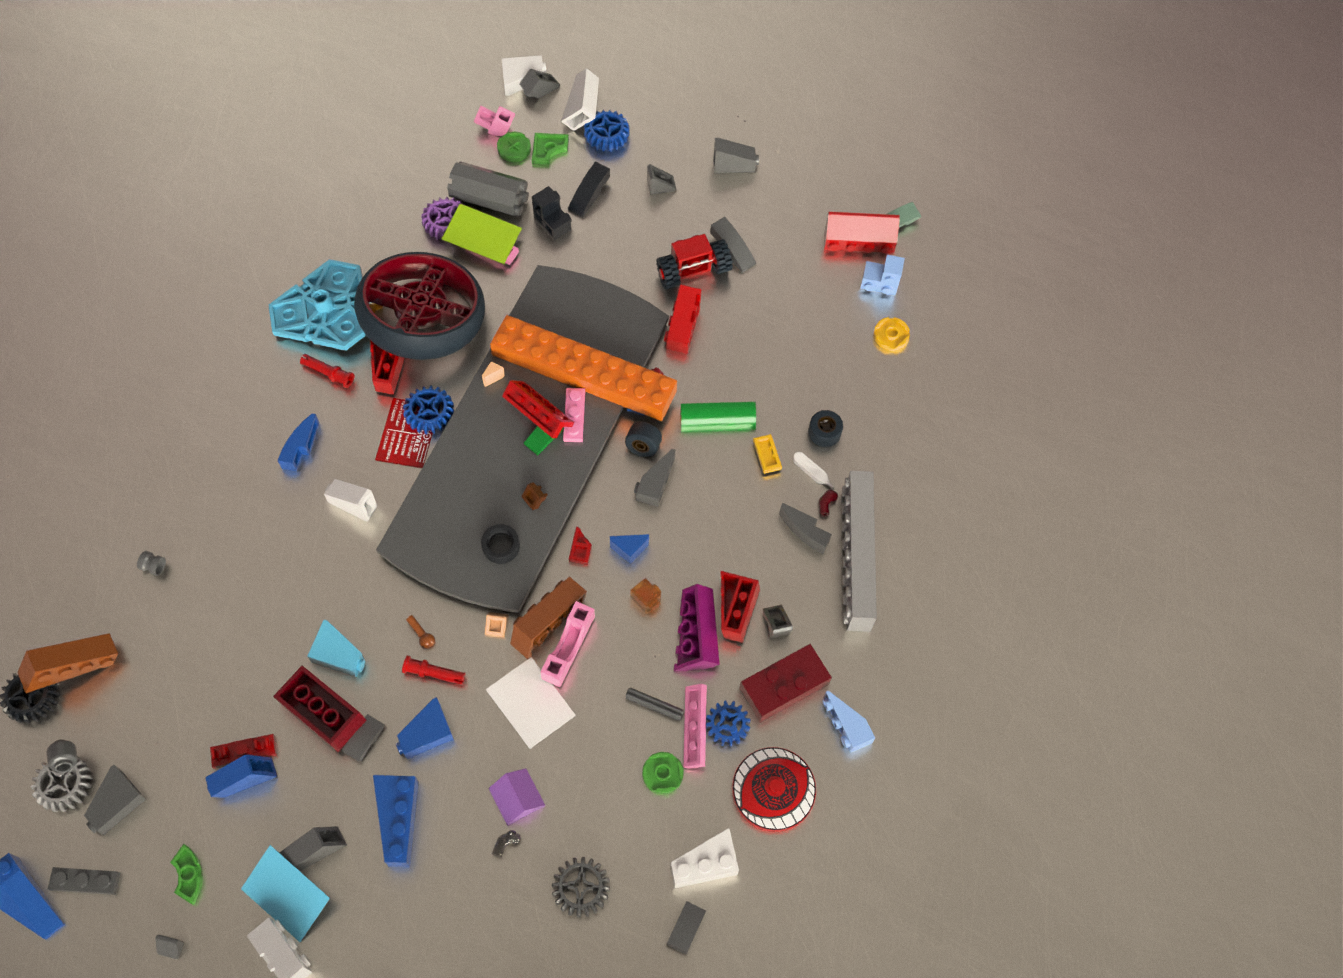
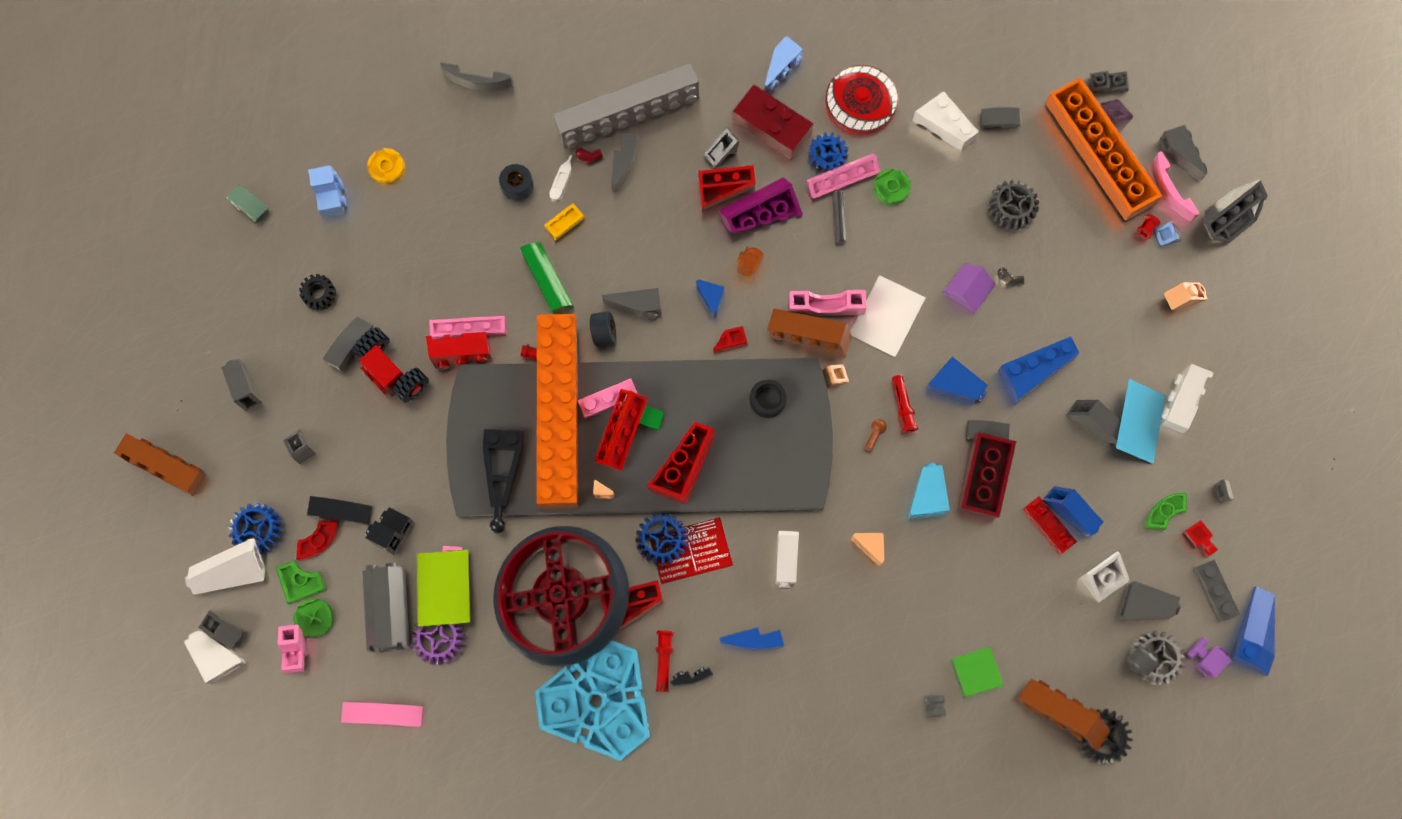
camera: 110 degrees left, 10 degrees up
(25, 833) = (1211, 660): none -> medium lavender brick
(142, 892) = (1200, 535): none -> red plate
(157, 616) = (977, 672): none -> bright green tile
(164, 775) = (1106, 577): none -> white slope
(298, 382) = (684, 679): none -> black slope
(320, 577) = (871, 544): none -> light nougat slope
(408, 163) = (382, 714): none -> bright pink slope
(475, 443) = (684, 464): none -> red wedge
(533, 496) = (709, 391): reddish brown tile -> none
(573, 168) = (318, 541): none -> red tile
(578, 324) = (501, 440): none -> black plate
(694, 85) = (160, 464): none -> dark orange wedge
(703, 340) = (455, 327): none -> bright pink tile
(792, 248) = (314, 303): none -> black tyre
(861, 232) = (286, 228): slope -> none
(961, 421) = (497, 82): none -> dark grey slope

